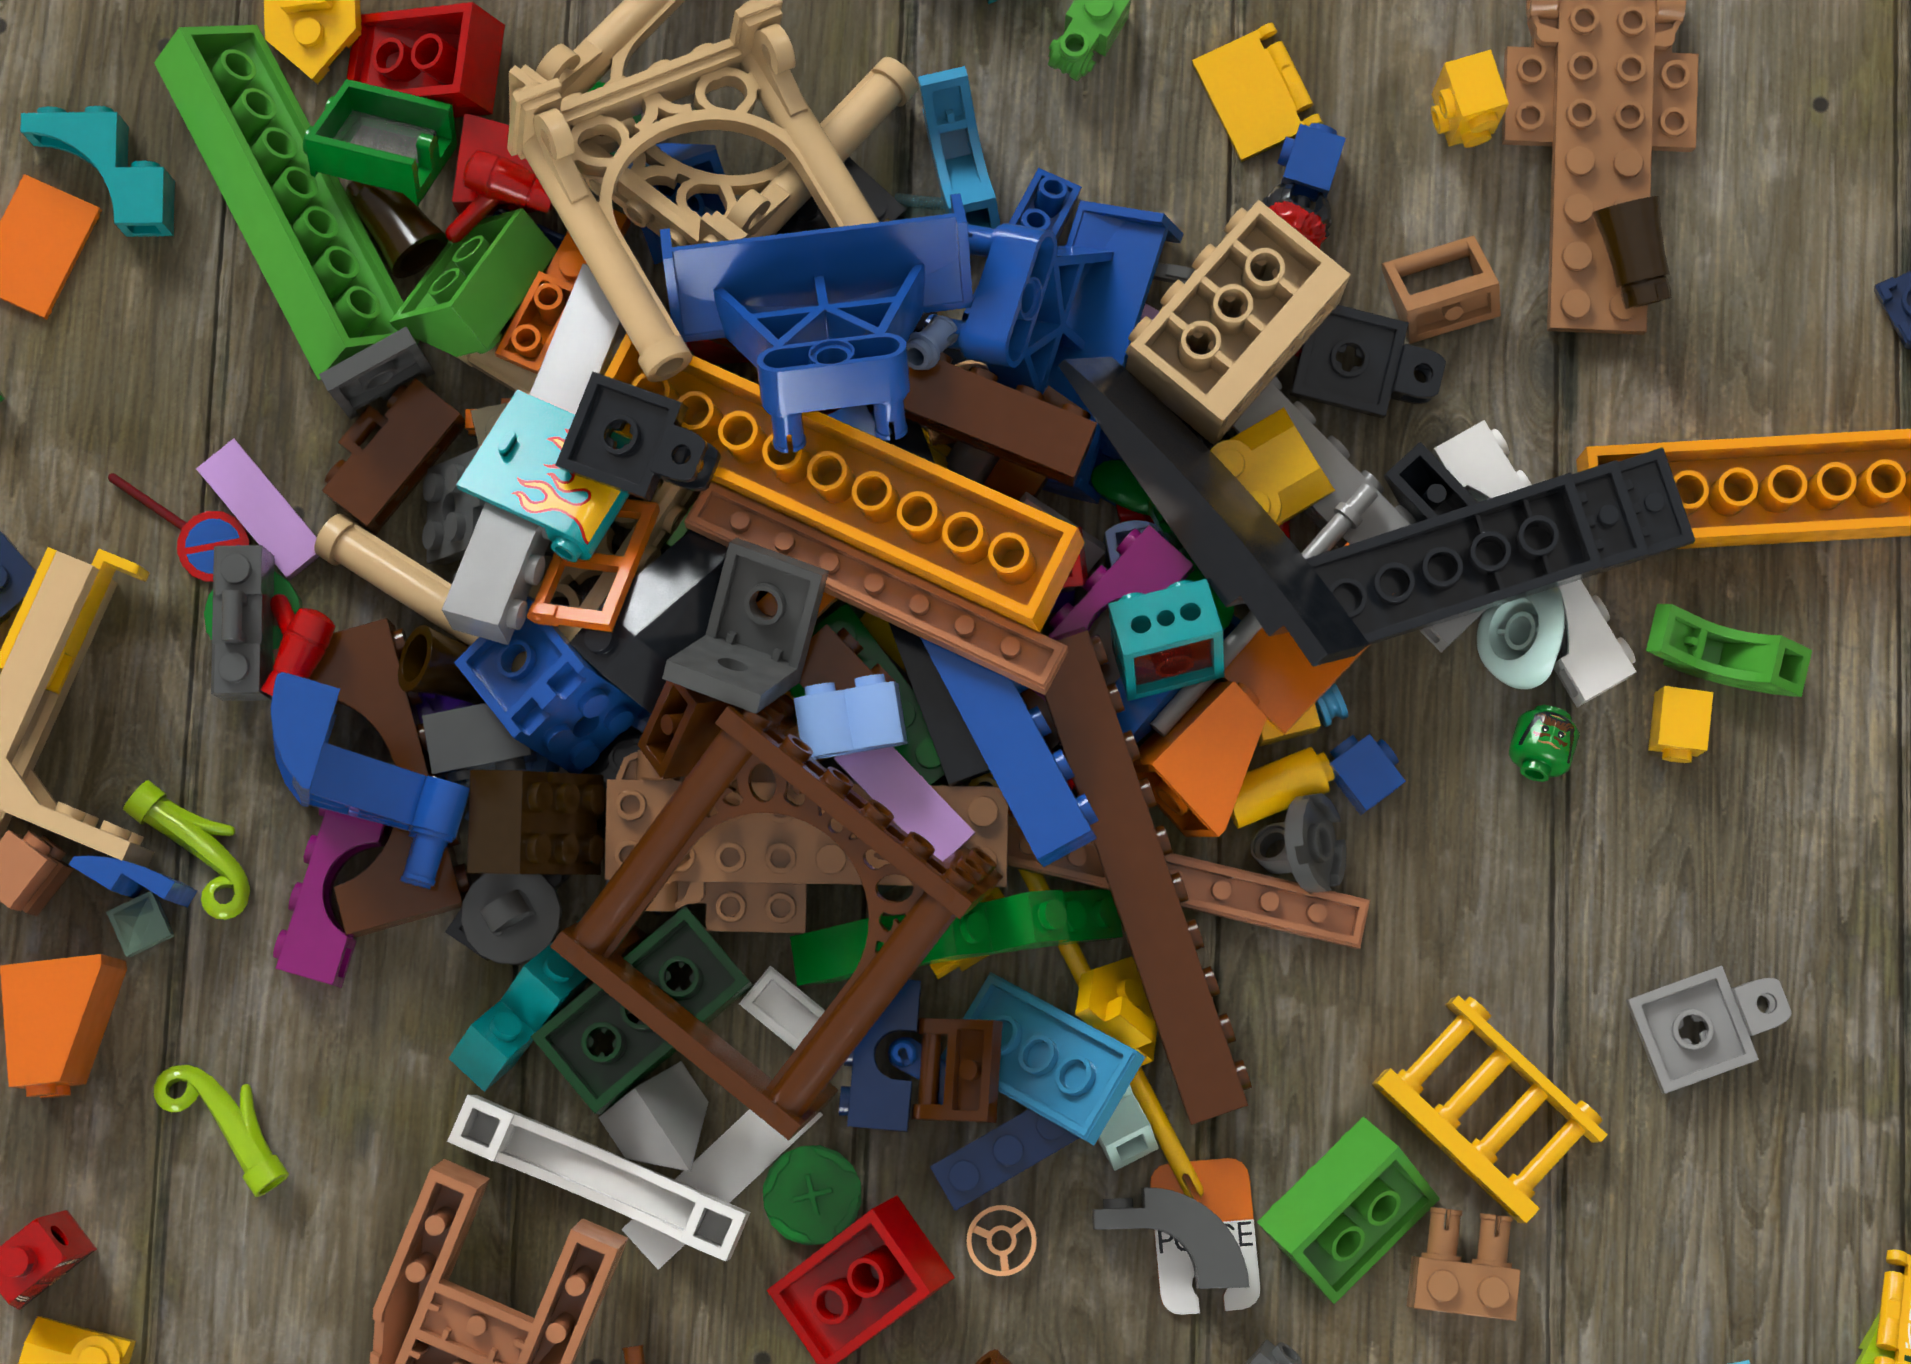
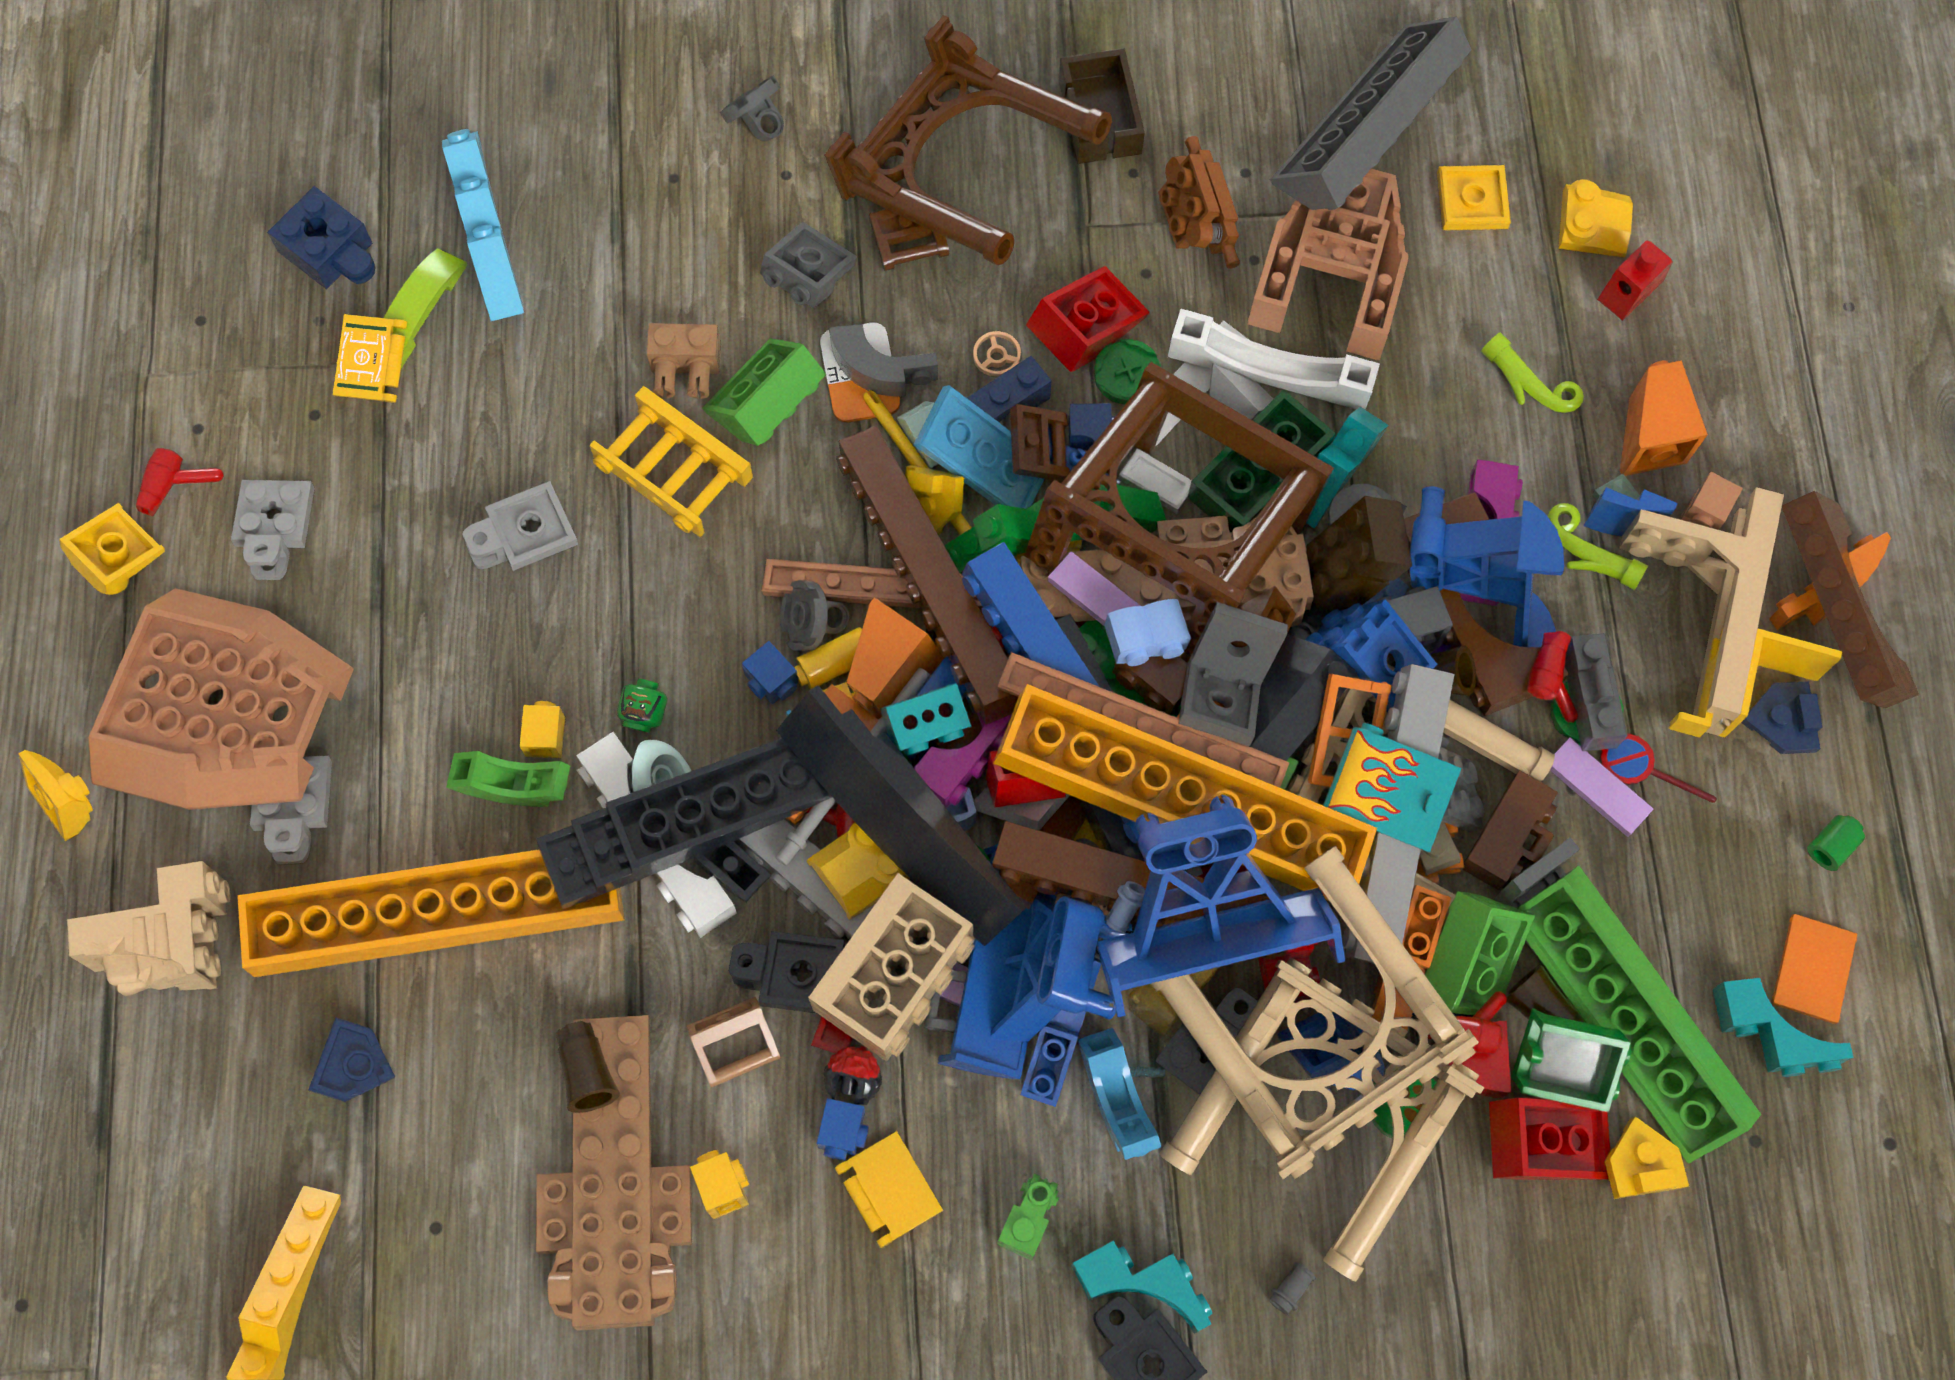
camera: 170 degrees right, 10 degrees down
(656, 449) = (1318, 794): black plate -> none

